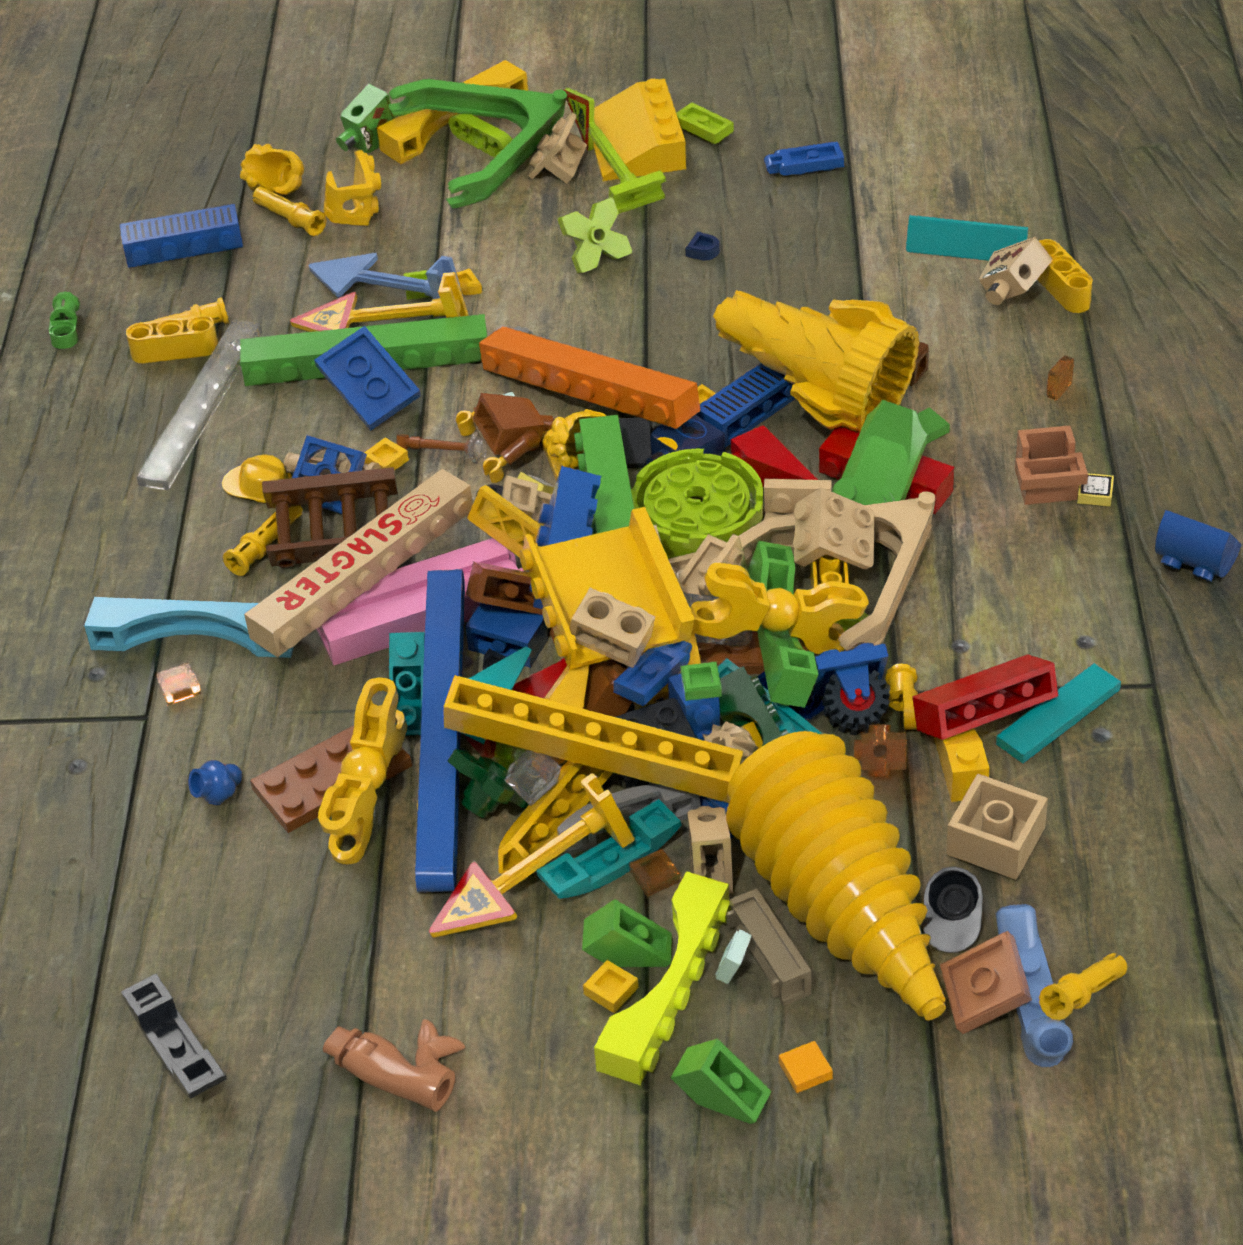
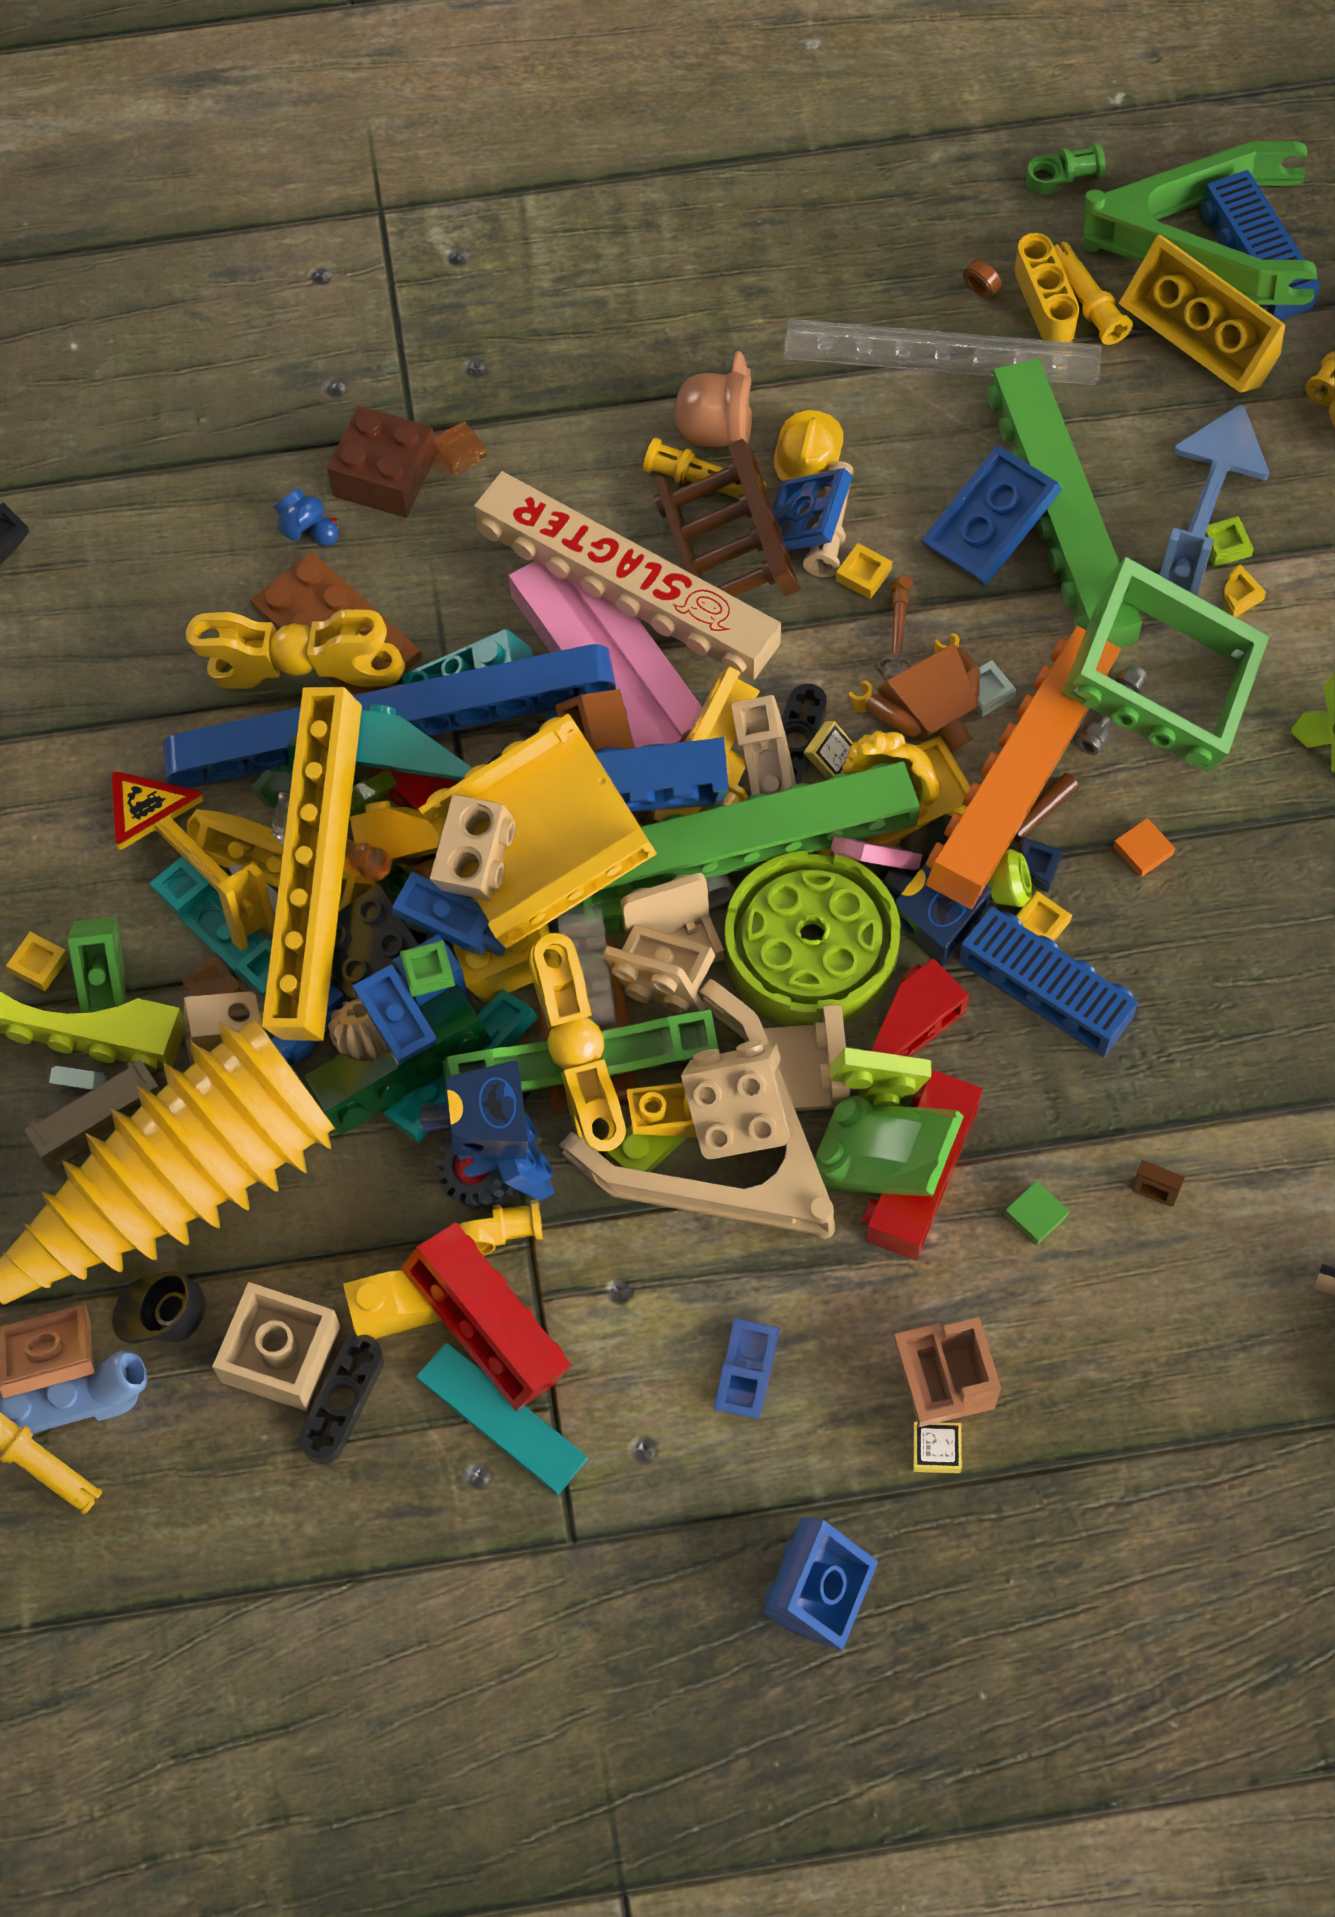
camera: 80 degrees right, 20 degrees up
(127, 622) = (535, 373): medium azure arch -> none
(145, 284) = (1128, 219): none -> bright green piece
(147, 370) = (982, 279): none -> dark orange tile
(179, 723) = (382, 461): none -> copper brick
(211, 511) = (715, 407): none -> nougat piece
(238, 252) = (1204, 316): none -> yellow slope
(341, 312) = (1130, 454): yellow piece -> none
(480, 305) = (1189, 616): none -> bright green window
(640, 458) = (876, 853): none -> bright pink tile
(655, 348) = (1144, 847): none -> orange tile
(735, 707) = (395, 1014): none -> blue plate
(826, 459) = (880, 1076): none -> lime plate
(835, 361) = (1065, 1076): yellow cone -> none
(838, 645) = (482, 1113): none -> dark blue torso
(895, 750) = (396, 1205): clear orange brick -> none
(1039, 581) = (747, 1368): none -> blue slope
(1060, 377) = (1161, 1384): clear orange tile -> none
(1064, 806) = (316, 1424): none -> black beam

